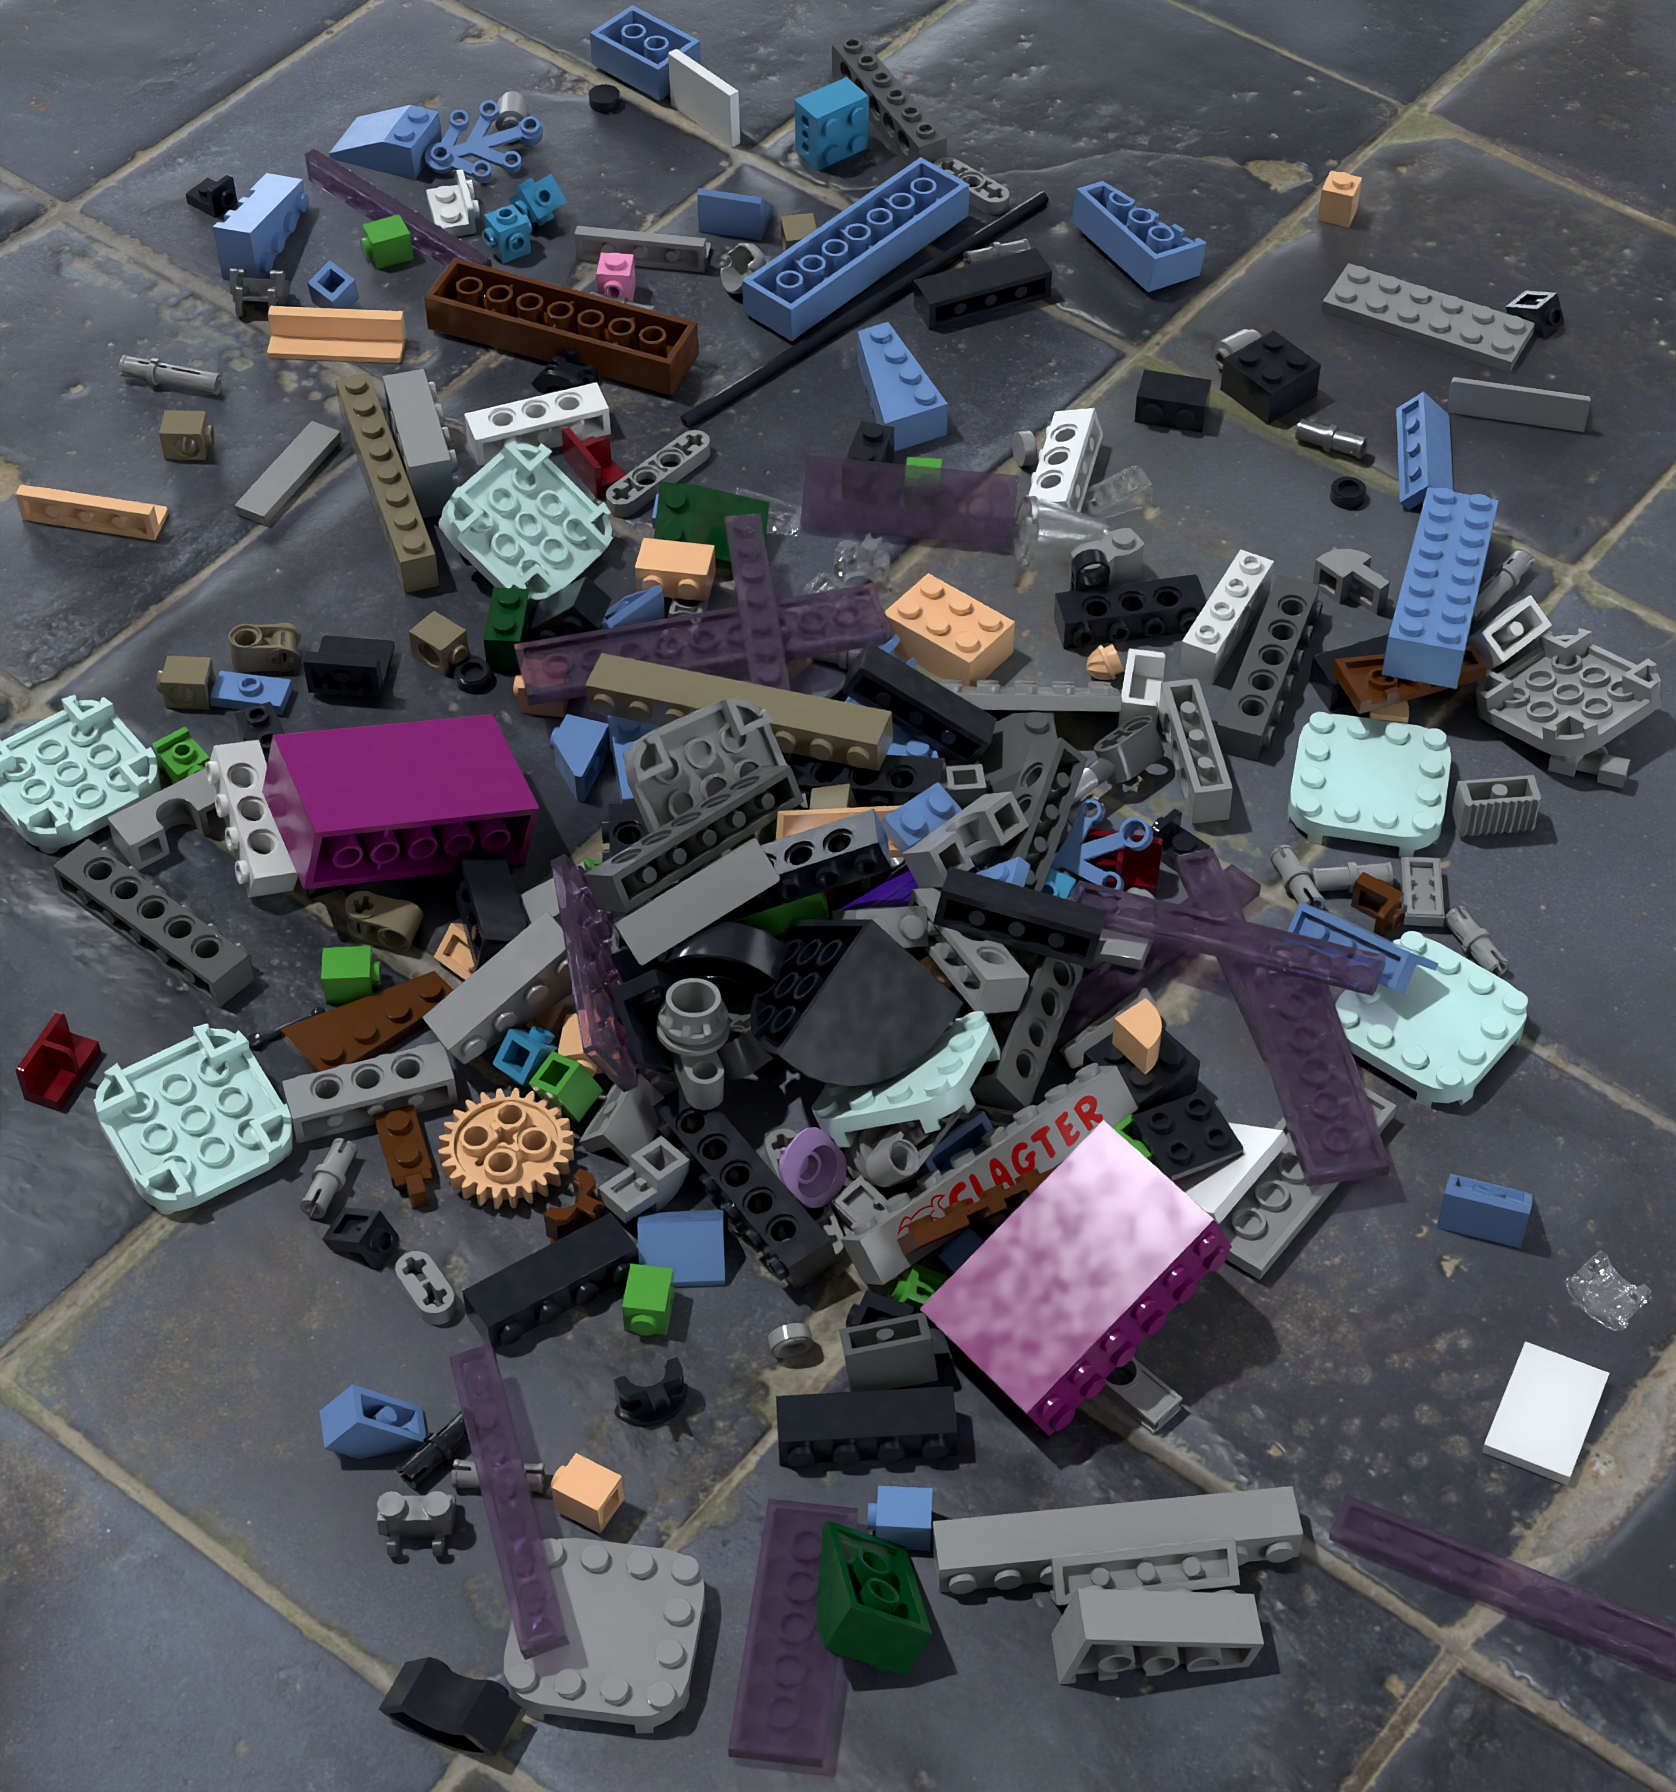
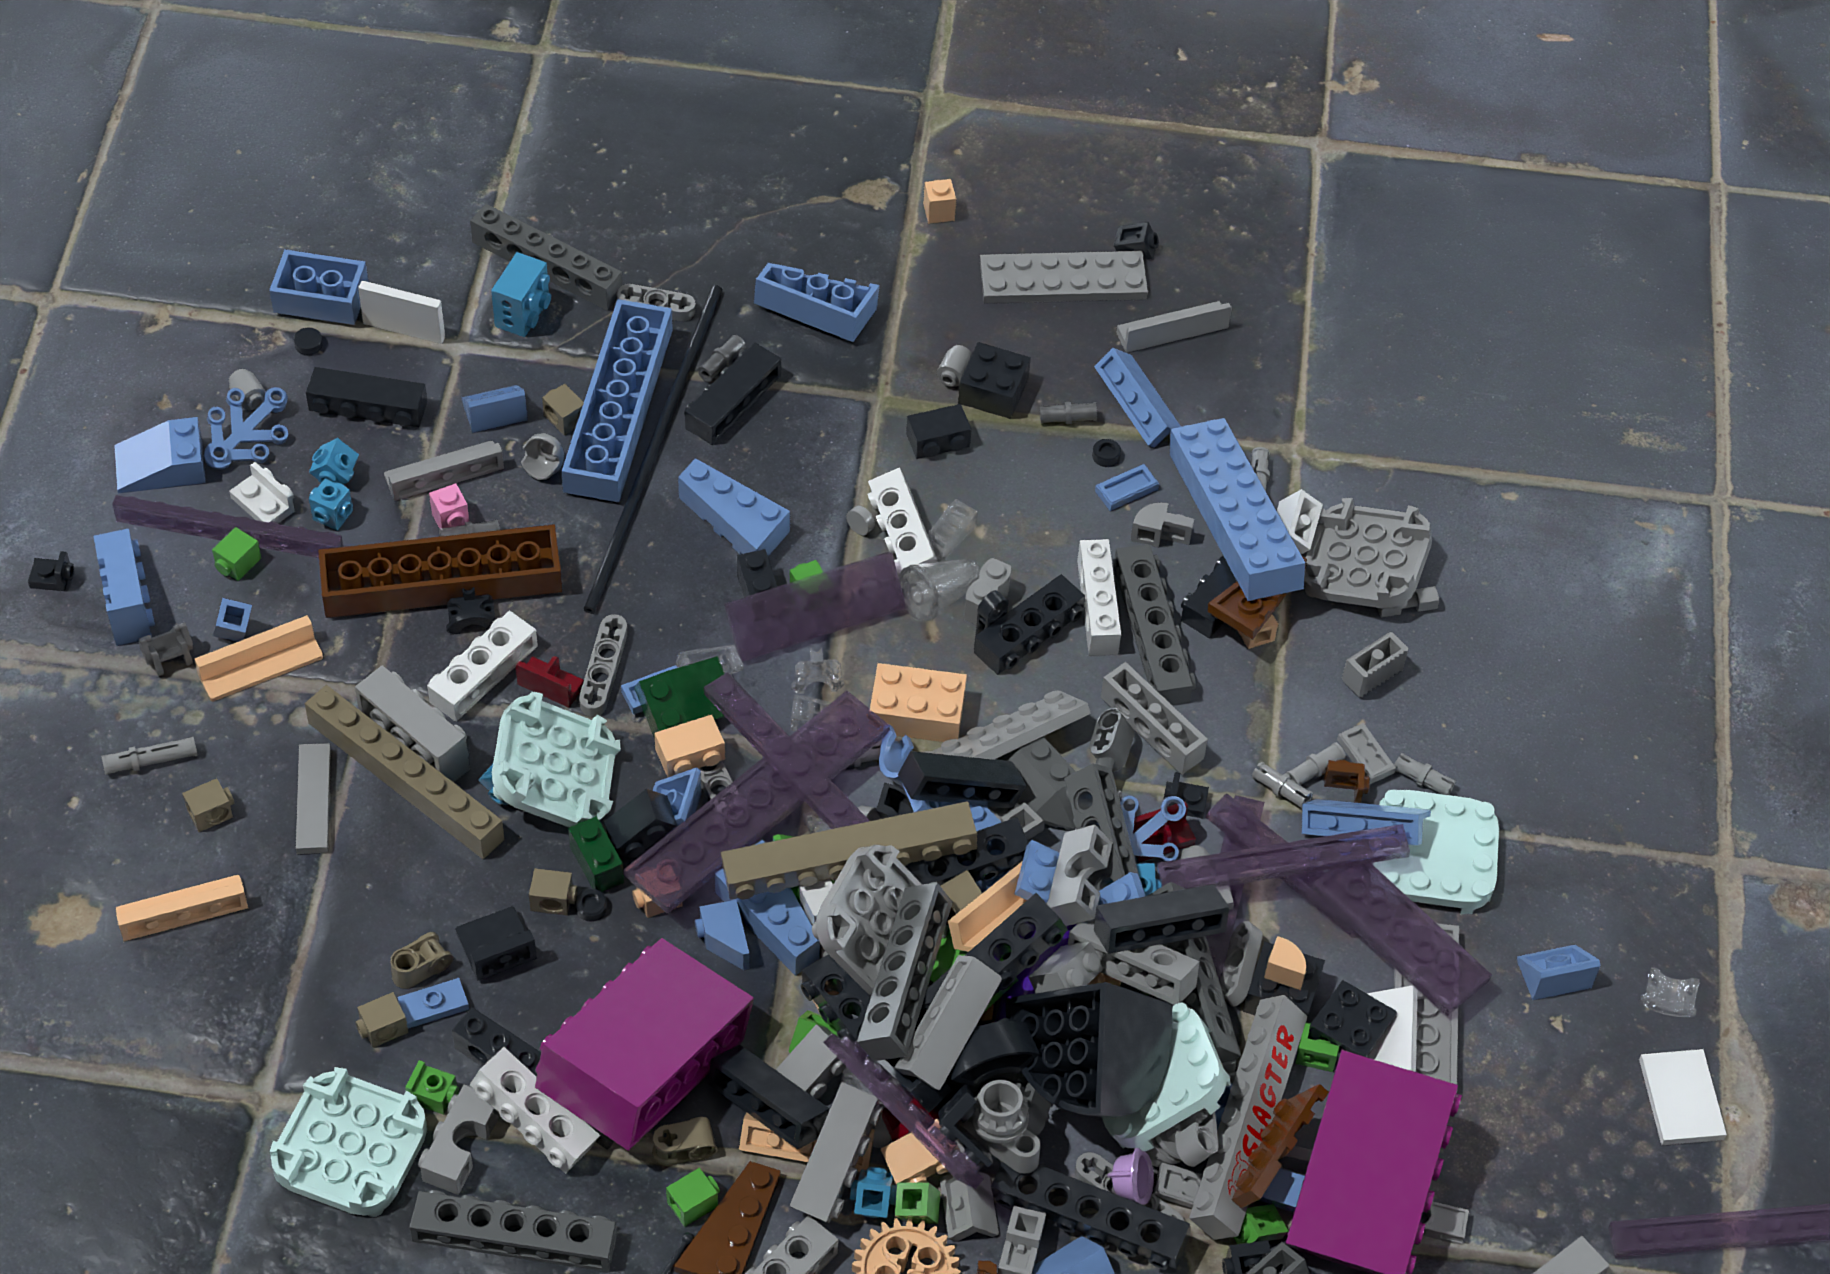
camera: 35 degrees left, 5 degrees up
(617, 160) = (366, 397): none -> black brick
(1104, 663) = (1040, 675): light nougat plate -> none
(1142, 685) = (1078, 682): white panel -> none
(1345, 532) = (1126, 487): none -> medium blue tile
(1370, 781) = (1280, 684): light aqua plate -> none

